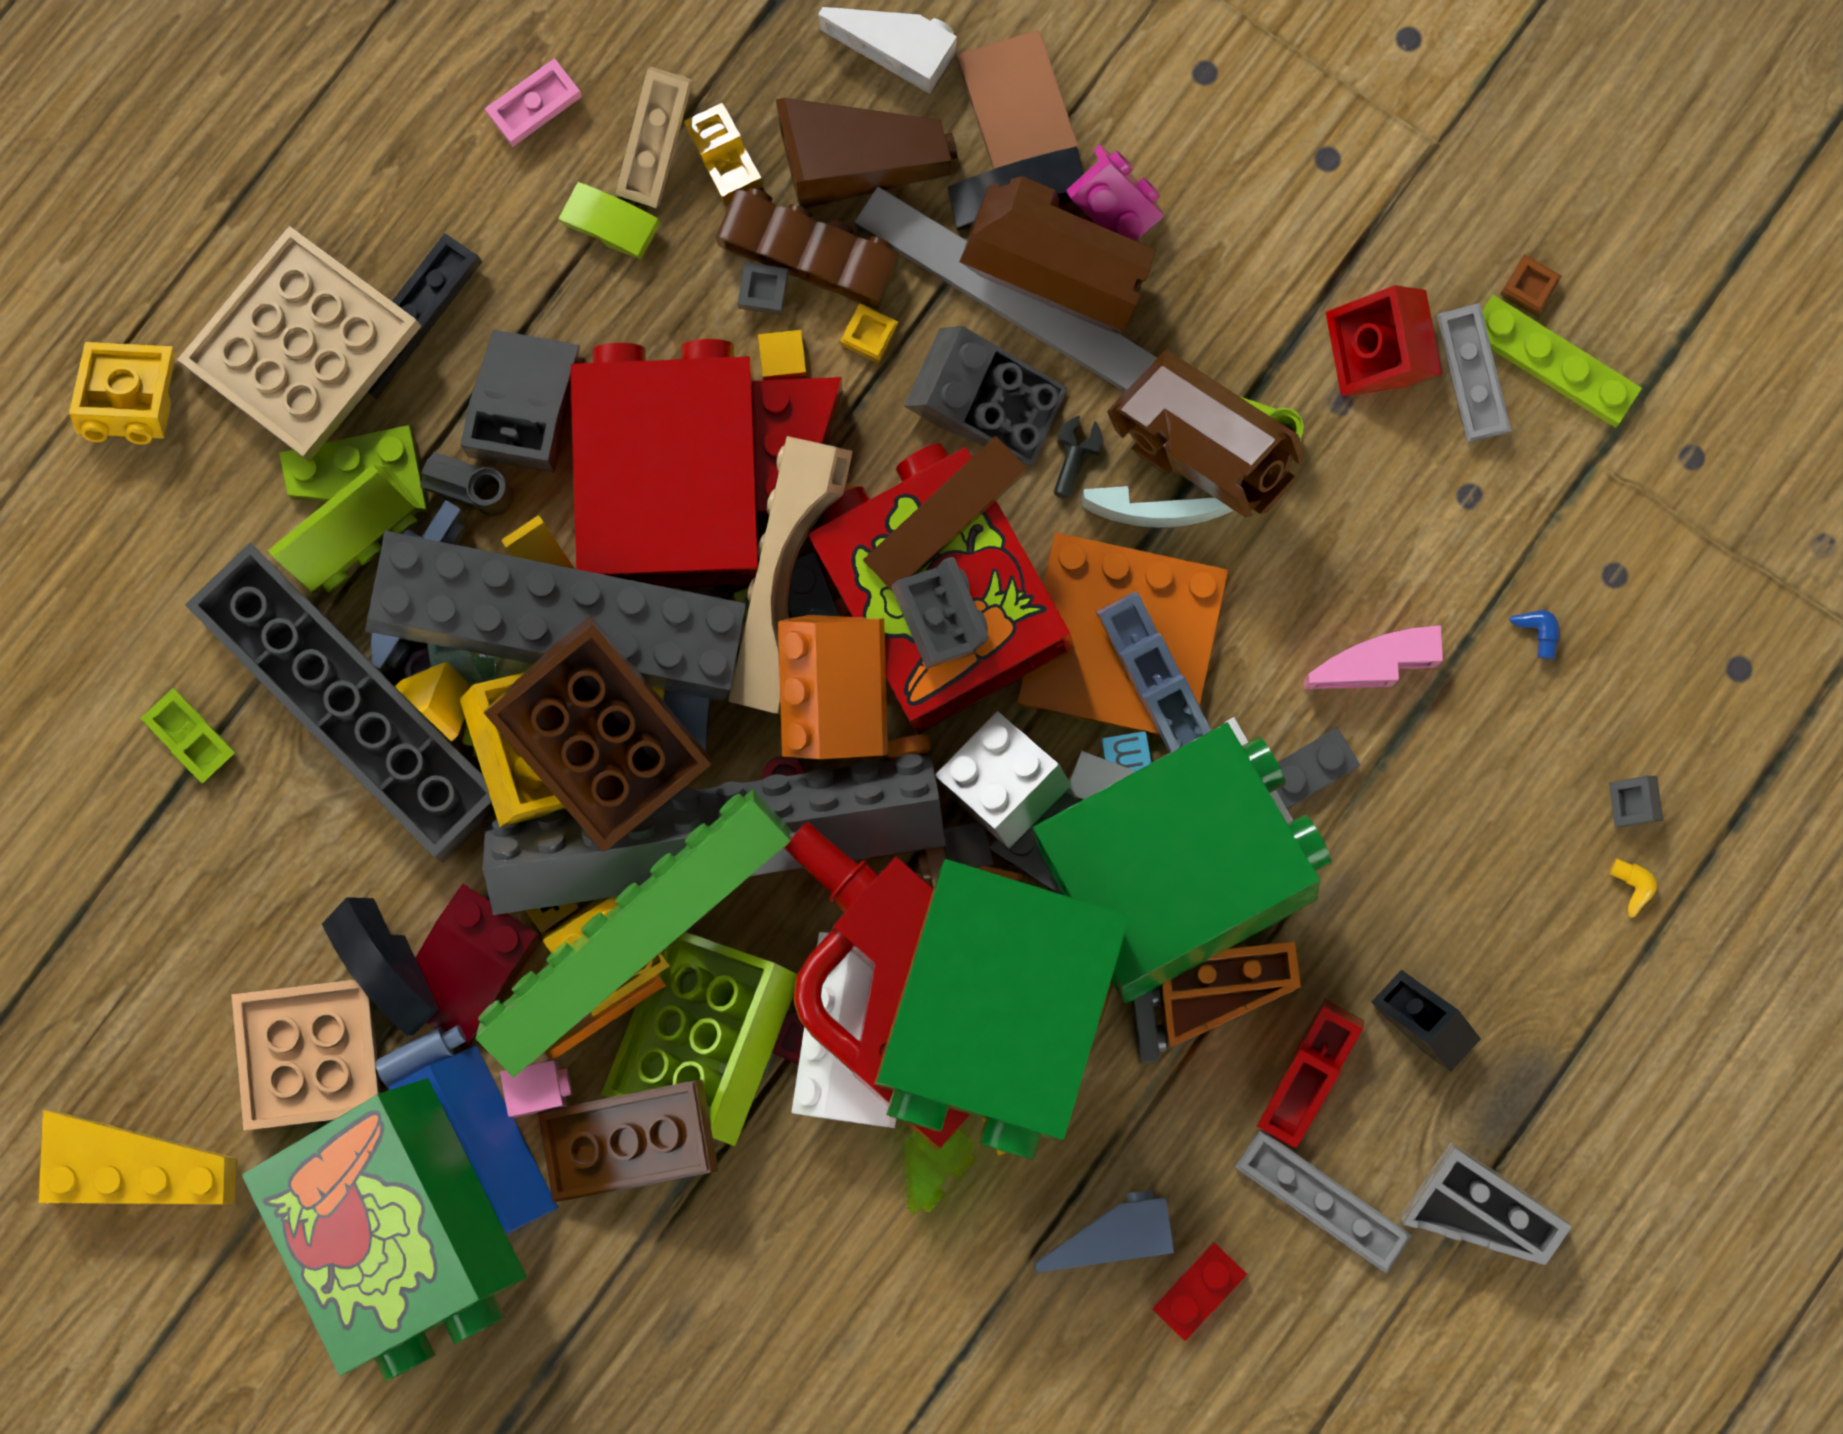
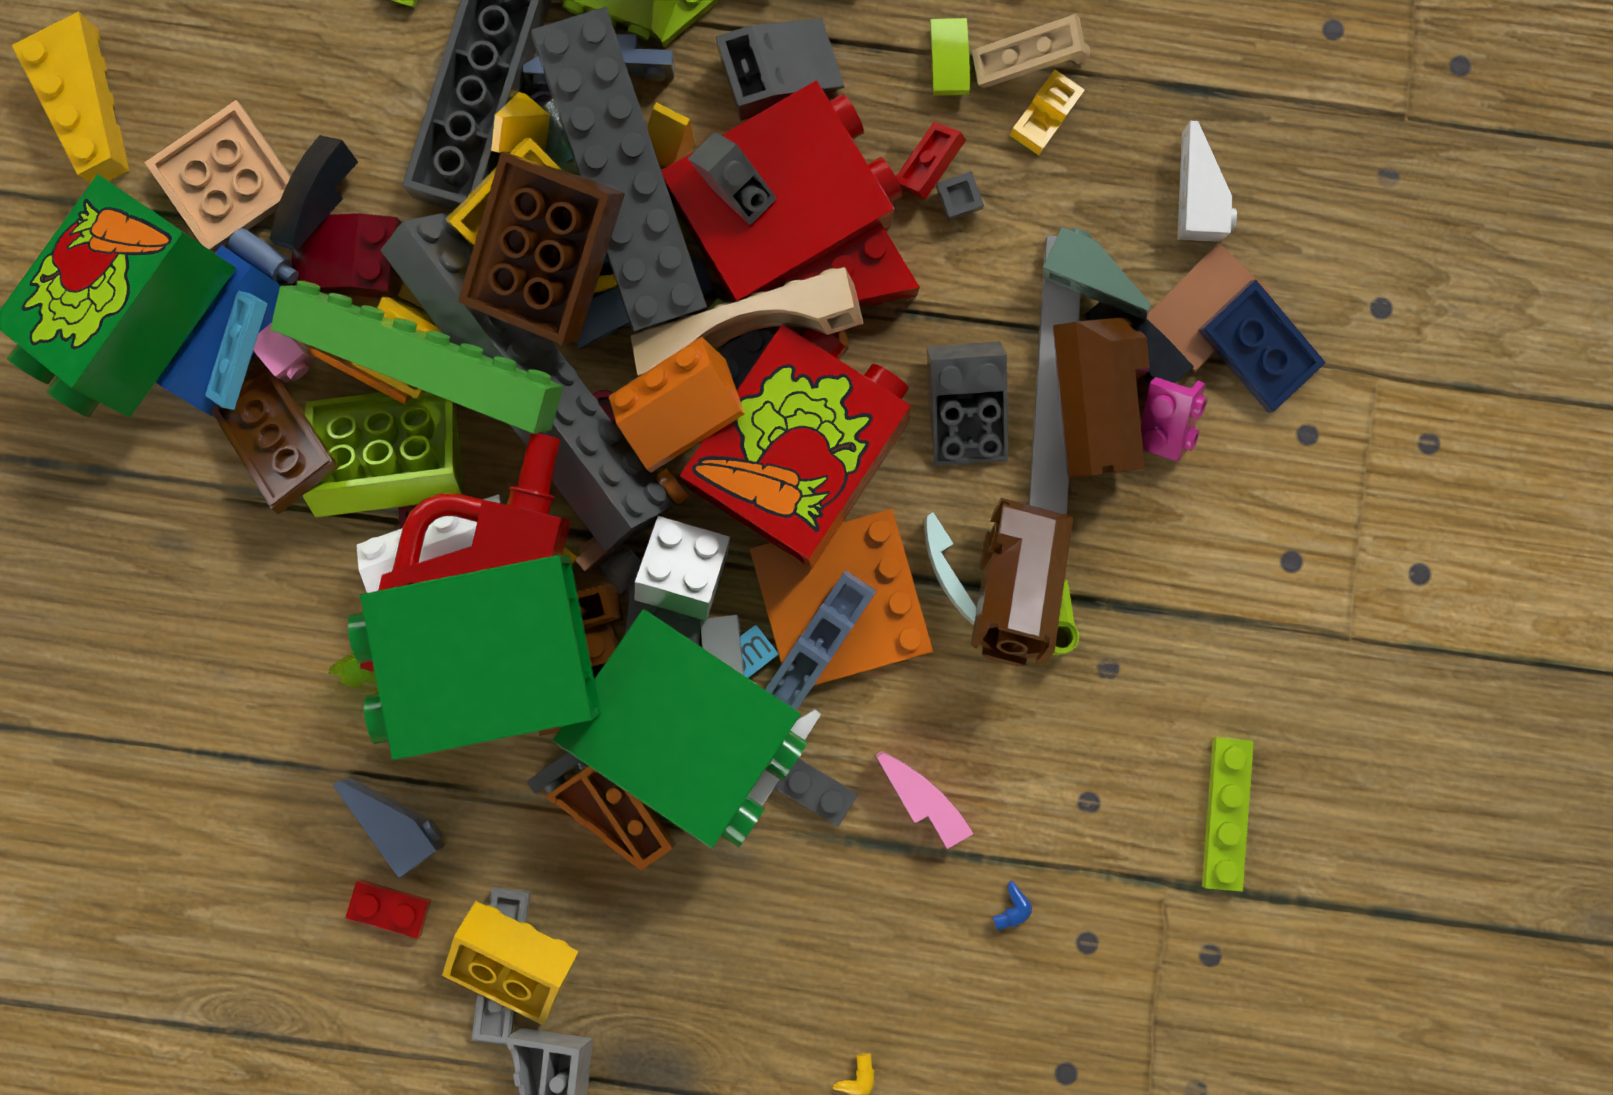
camera: 60 degrees right, 5 degrees up
(464, 483) = (696, 61): dark grey piece -> none
(510, 1131) = (236, 350): none -> medium azure tile
(628, 500) = (732, 177): none -> dark grey slope
(708, 297) = (930, 160): none -> red plate
(782, 355) = (917, 237): yellow tile -> none
(809, 249) = (1007, 211): reddish brown brick -> none
(852, 150) = (1095, 195): reddish brown slope -> none
(869, 333) = (969, 292): yellow tile -> none
(921, 195) = (1086, 268): none -> sand green slope
(941, 613) = (769, 454): dark grey bracket -> none
(946, 513) = (848, 417): reddish brown tile -> none
(1075, 455) = (959, 492): pearl dark grey bar -> none
(1089, 68) = (1261, 346): none -> dark blue tile
(1311, 1073) = (589, 909): red slope -> none
(1326, 1182) = (509, 962): none -> yellow slope
(1383, 341) = (1171, 677): red slope -> none
(1427, 1020) = (672, 974): black slope -> none
(1474, 373) = (1184, 757): light grey tile -> none
(1531, 285) = (1277, 765): dark orange tile -> none
(1636, 801) = (920, 1048): dark grey plate -> none

